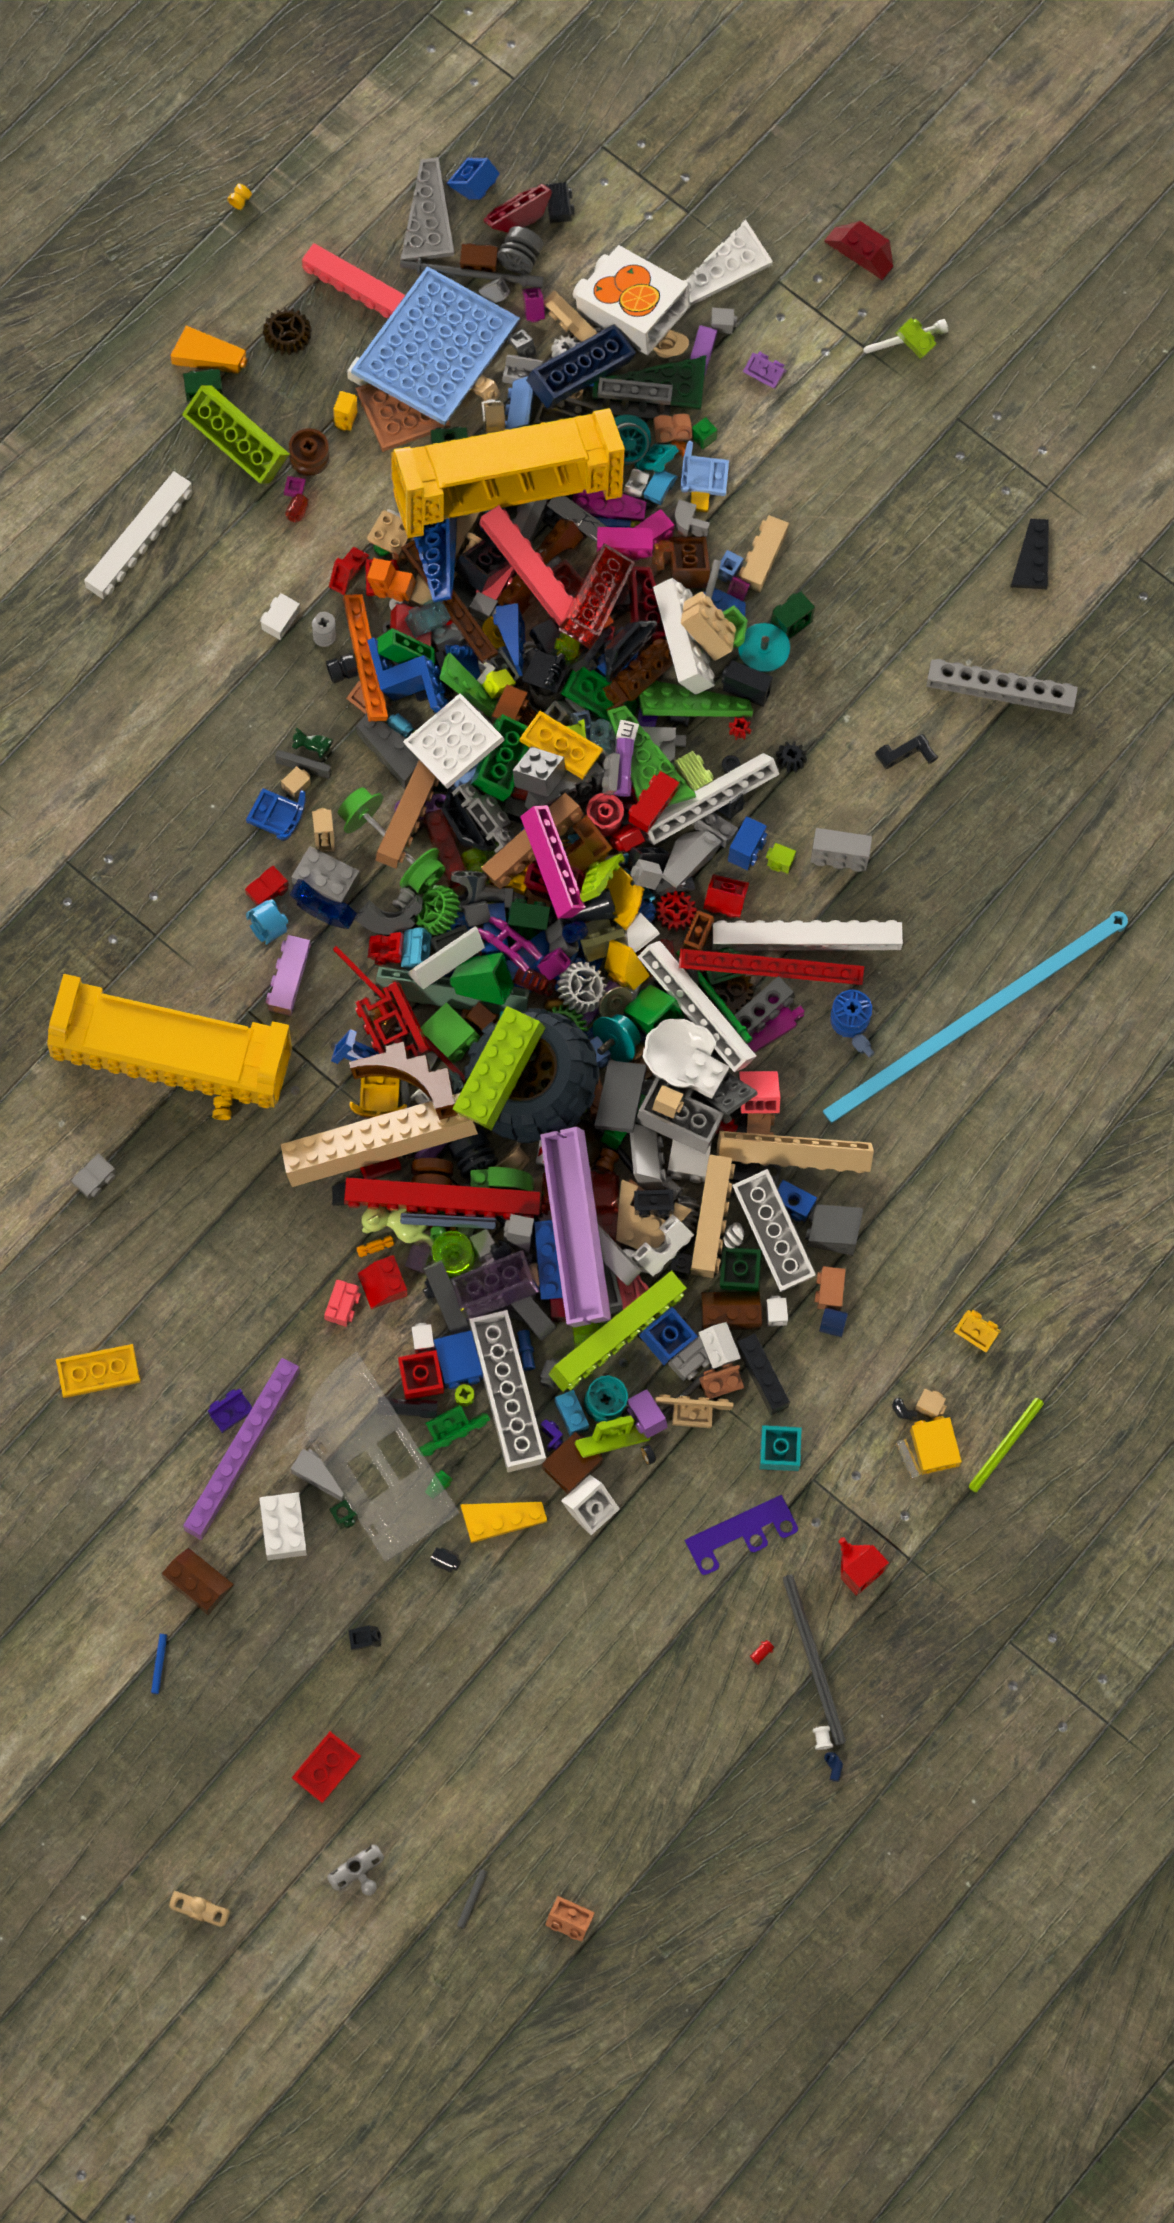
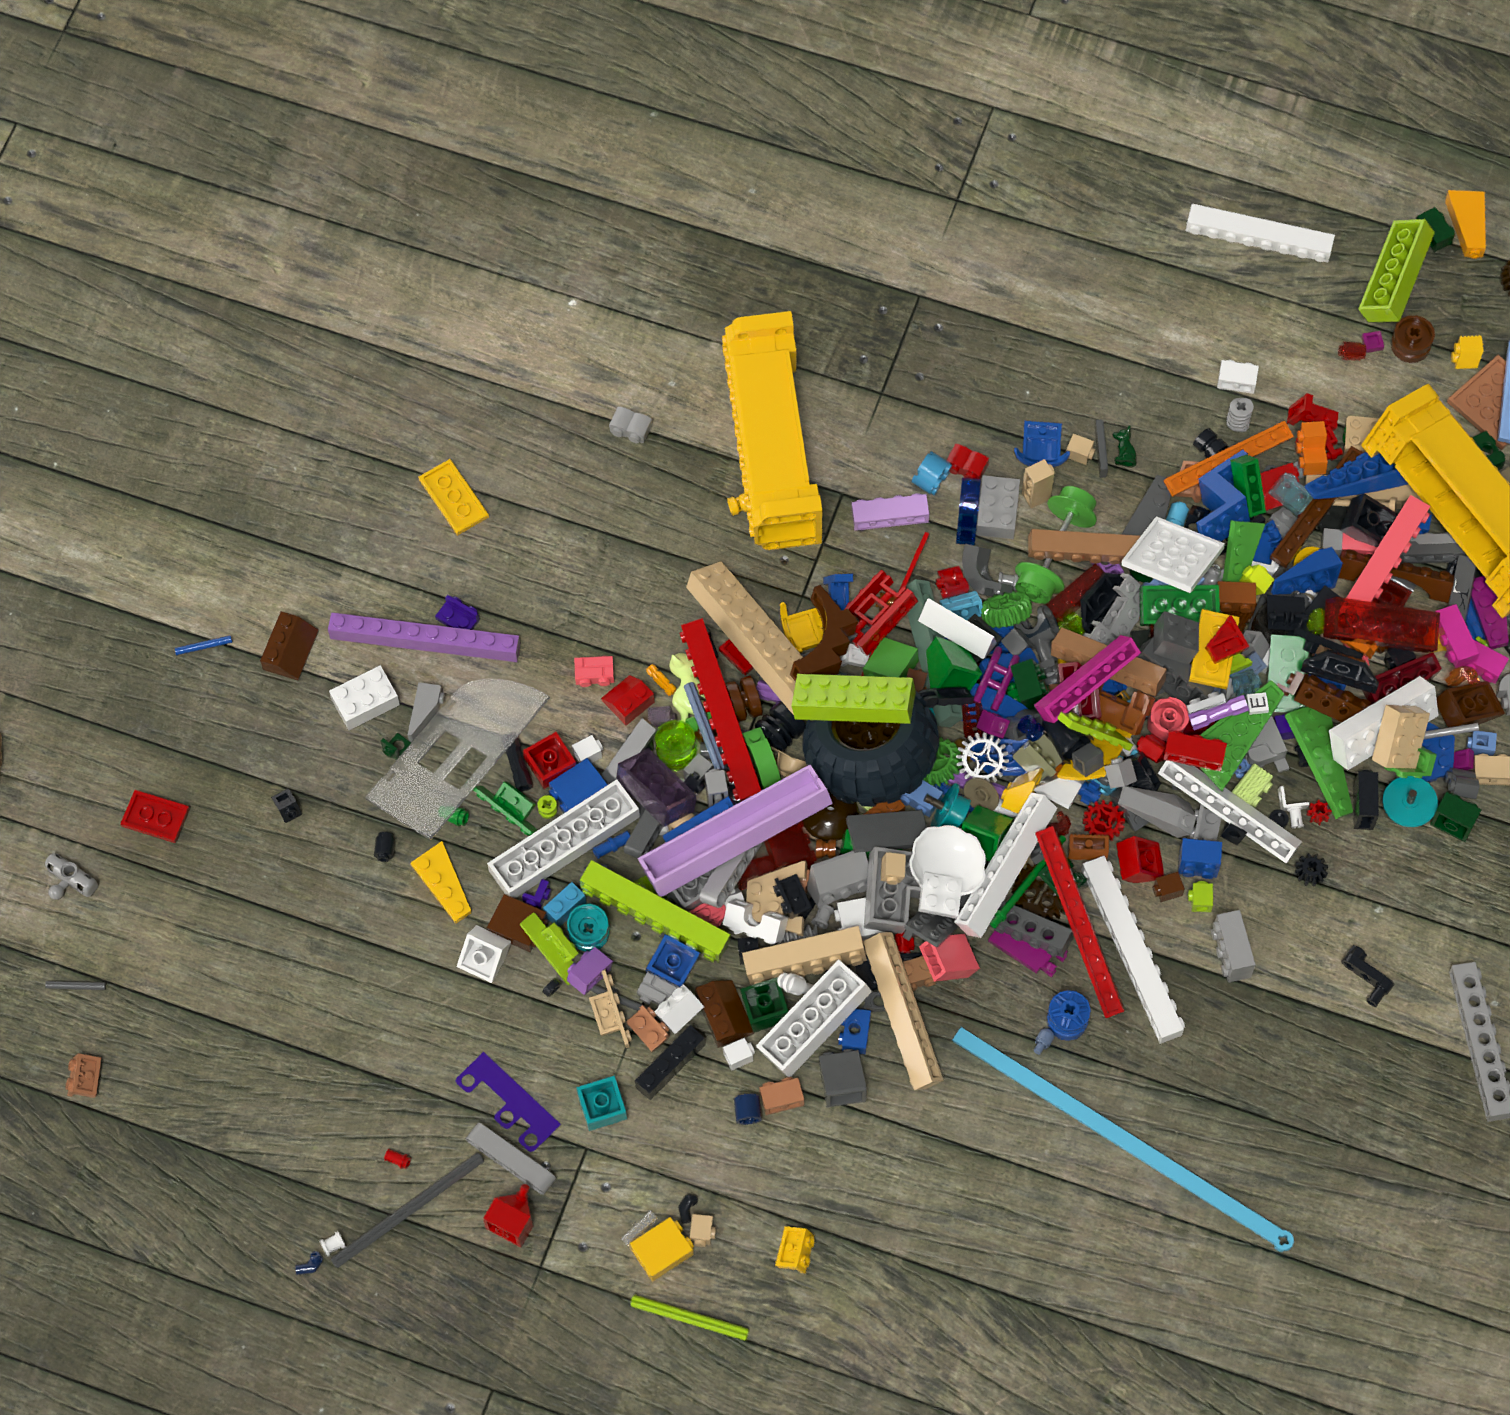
camera: 75 degrees right, 5 degrees down
(409, 708) = (1195, 515): none -> black bracket
(513, 990) = (946, 696): none -> black hinge
(562, 730) = (1226, 642): none -> red wing
(623, 896) = (1088, 759): none -> dark grey brick
(729, 747) = (1294, 809): none -> white bracket
(760, 882) = (1168, 887): none -> reddish brown brick
(763, 597) = (1462, 783): none -> dark grey brick
(800, 1549) = (510, 1158): none -> light grey beam

